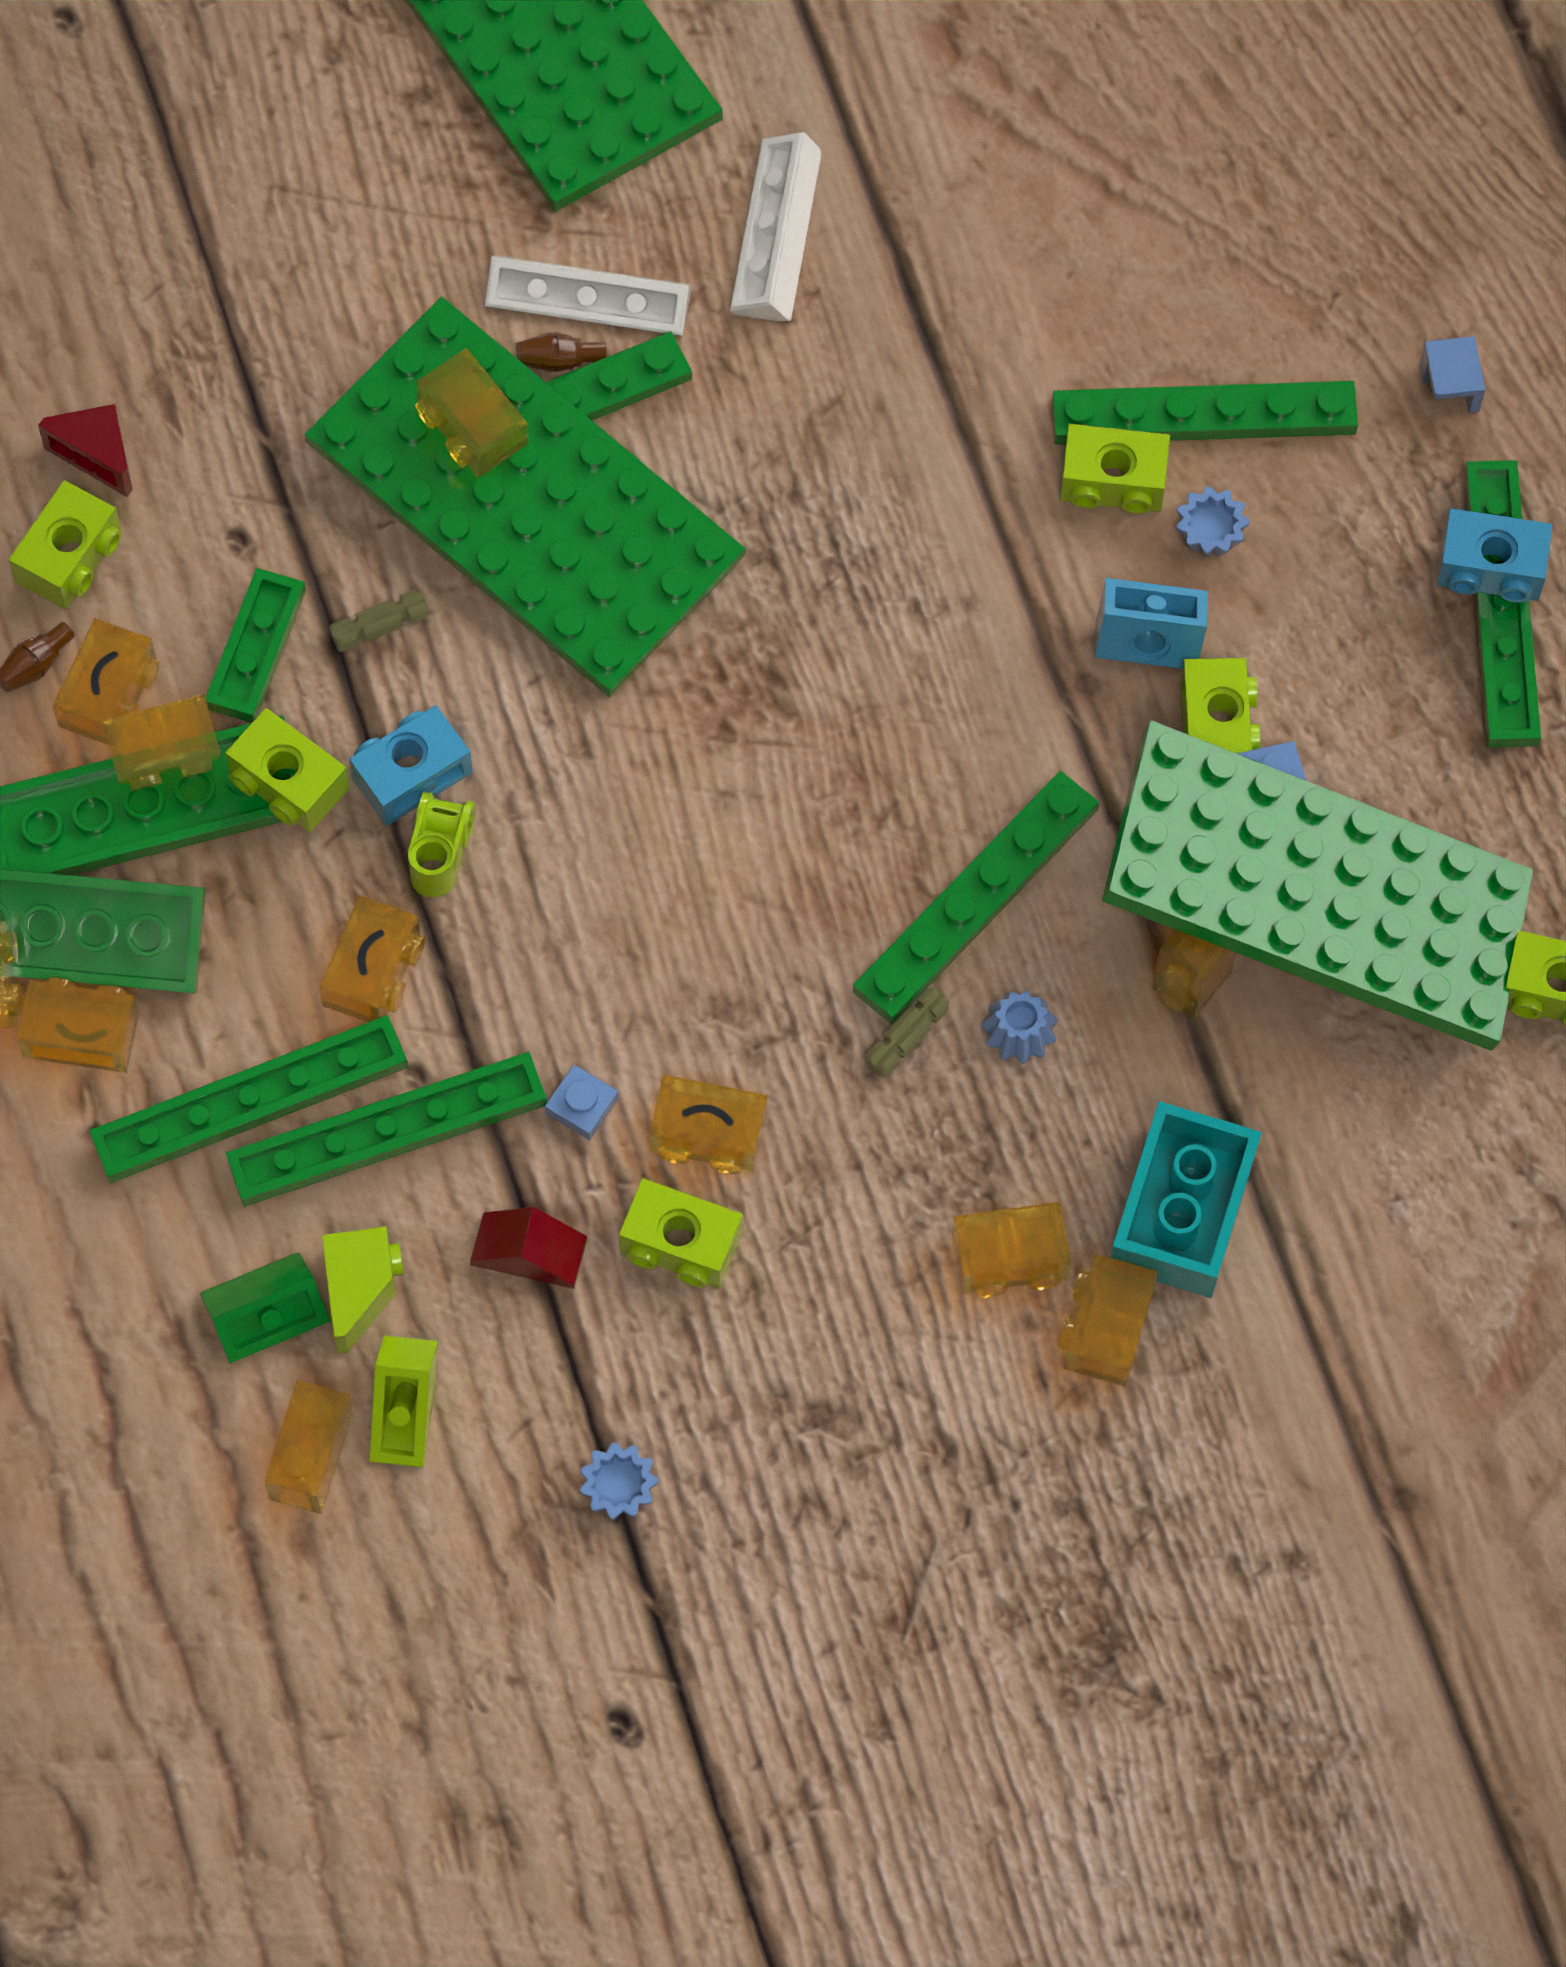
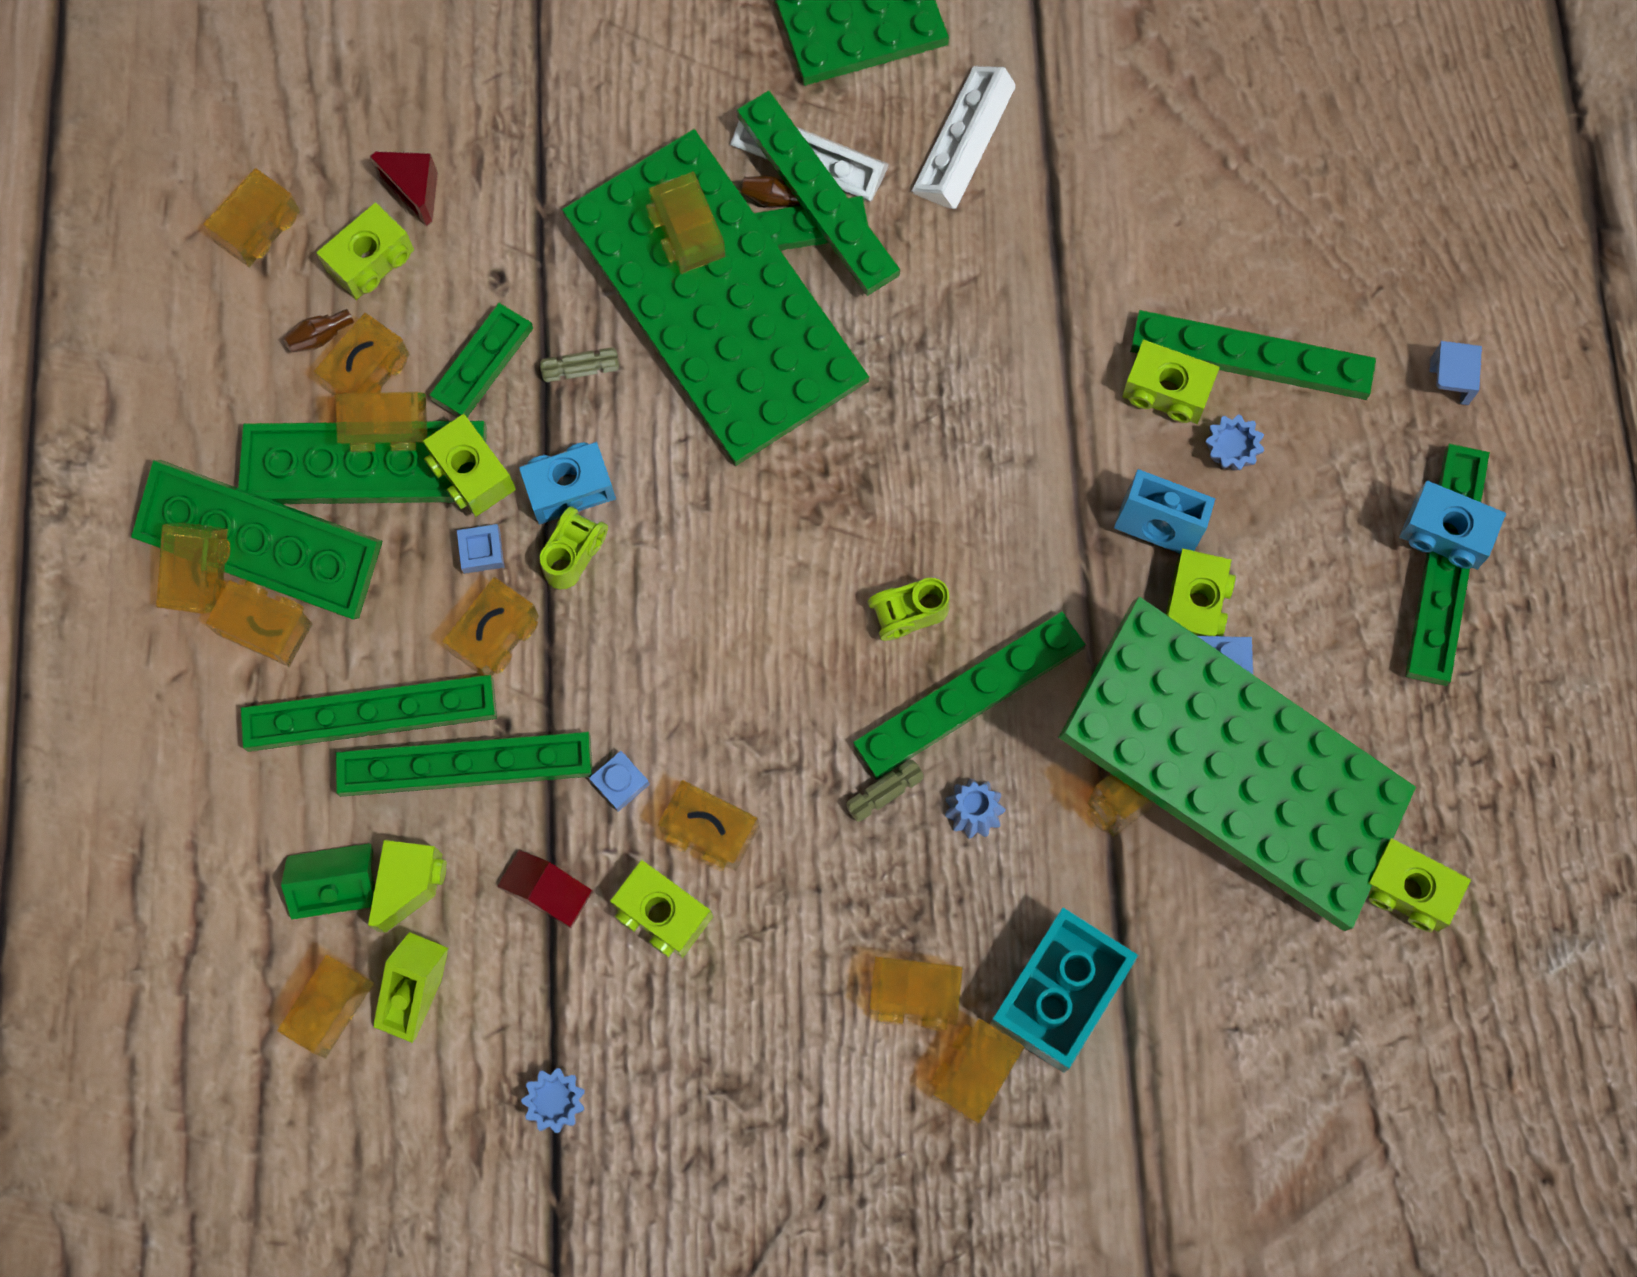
camera: 20 degrees right, 5 degrees up
(325, 870) = (480, 548): none -> medium blue plate
(617, 339) = (818, 193): none -> green plate
(868, 817) = (907, 609): none -> lime piece

